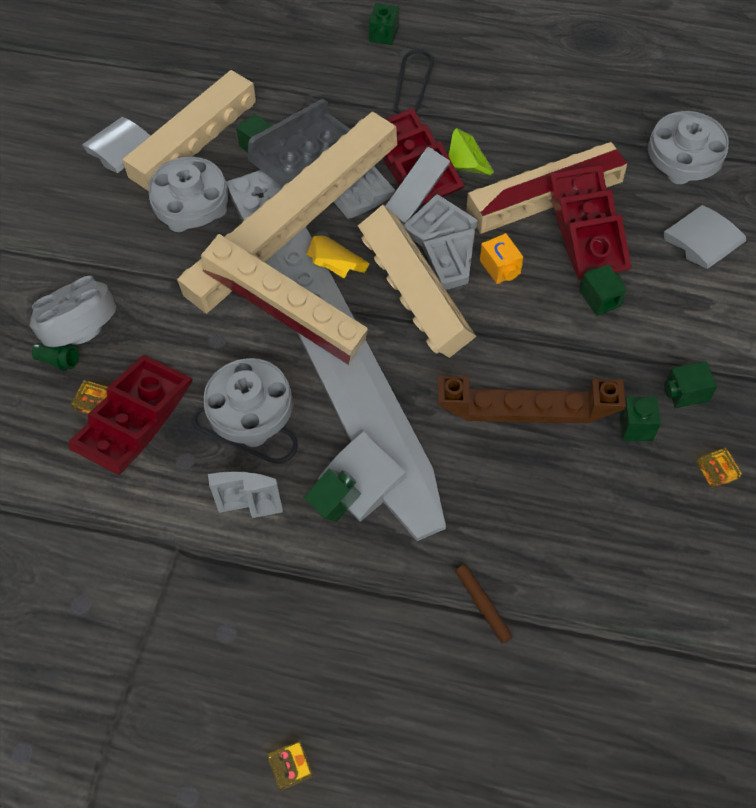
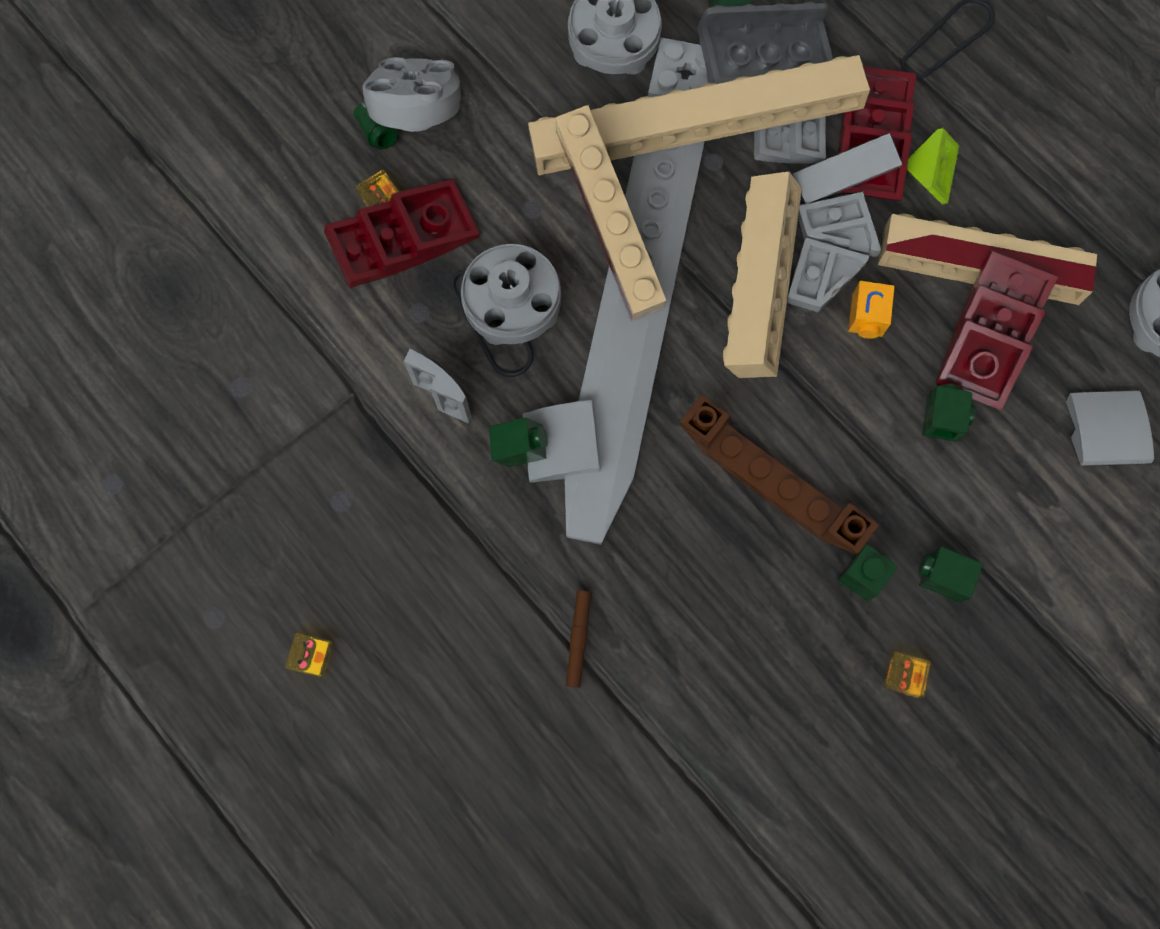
camera: 35 degrees right, 15 degrees up
(334, 256) = (705, 194): yellow slope -> none

